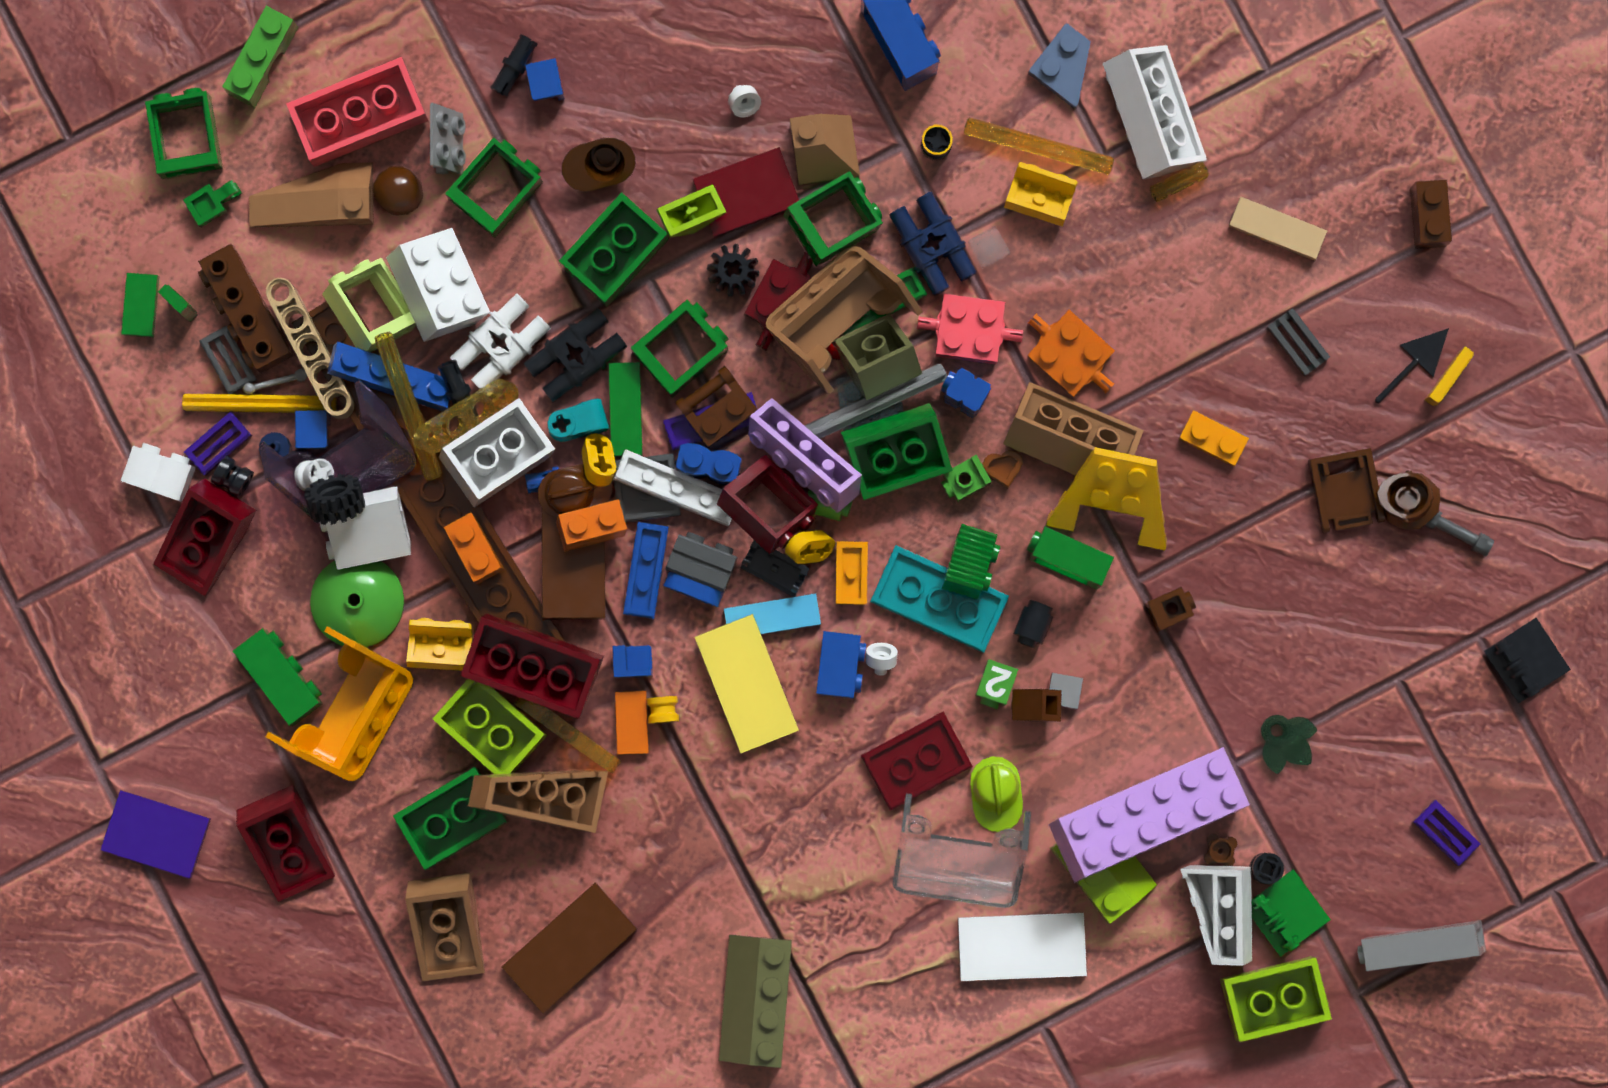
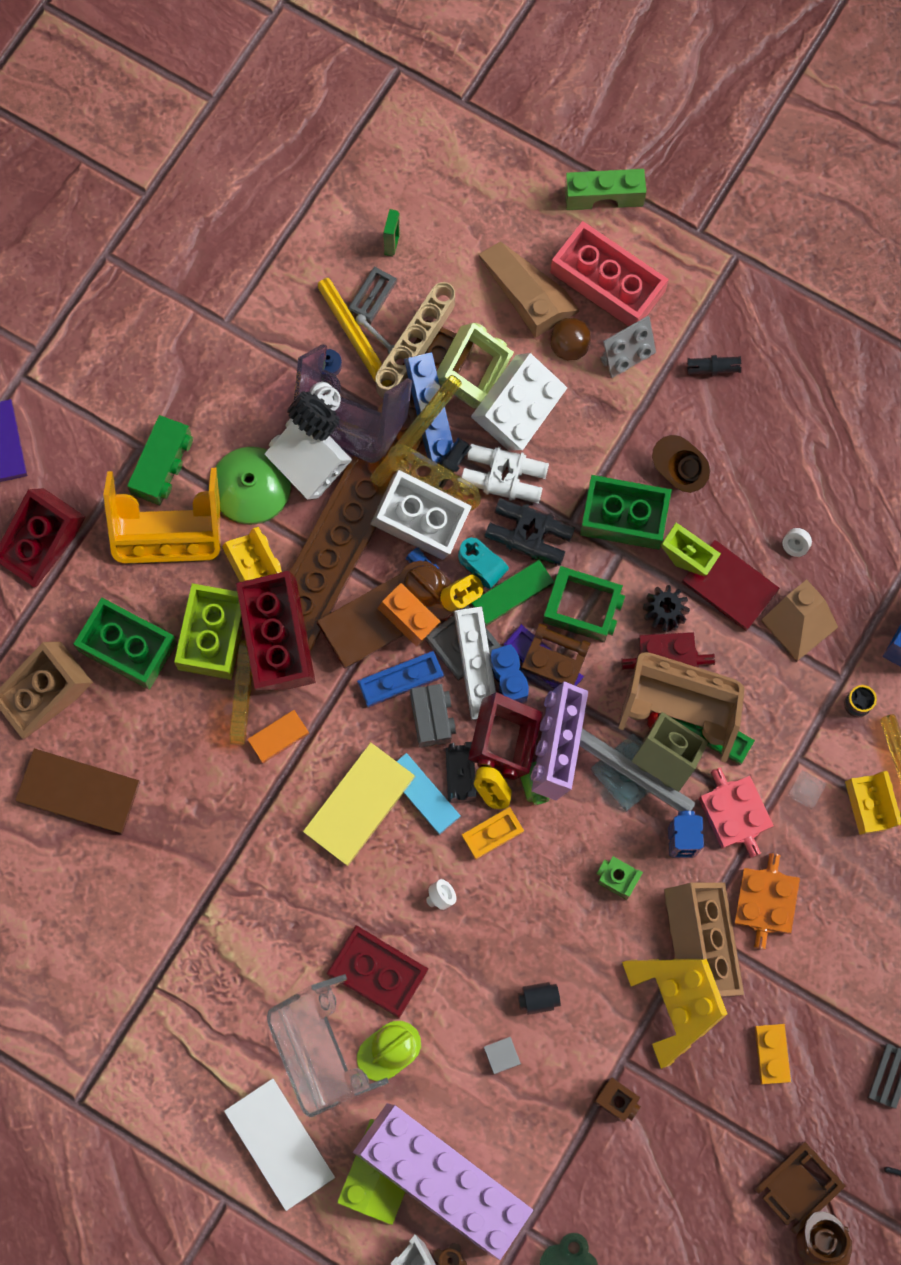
camera: 55 degrees right, 10 degrees down
(140, 305) = (373, 213): green tile -> none
(158, 473) = (259, 292): white brick -> none
(189, 164) = (498, 188): green window -> none
(204, 536) = (234, 349): dark red slope -> none
(208, 203) = (478, 215): green plate -> none
(232, 476) = (288, 344): black wheel -> none
(238, 426) = (324, 337): dark purple tile -> none
(245, 309) = (418, 278): reddish brown brick -> none
(311, 429) = (357, 377): blue panel -> none
(473, 548) = (338, 539): orange brick -> none
(475, 212) = (623, 382): green window -> none
(544, 80) = (718, 391): blue panel -> none
(553, 797) = (183, 705): medium nougat wedge -> none
(632, 661) = (324, 708): blue panel -> none
(662, 709) = (301, 752): yellow wheel -> none
(693, 589) = (407, 721): blue beam -> none
(755, 1000) = (116, 958): olive slope -> none
(807, 233) = (730, 640): green window -> none
(839, 665) = (416, 866): blue brick -> none
(897, 451) = (606, 809): green brick -> none
(914, 590) = (514, 914): teal tile -> none
(926, 258) = (768, 744): dark blue pin -> none
(970, 562) = (557, 918): green brick -> none
(996, 684) = (474, 996): bright green brick -> none
(1003, 467) = (645, 902): dark orange tile -> none
(1036, 705) = (477, 1038): reddish brown brick -> none
(1069, 557) = (608, 993): green window -> none

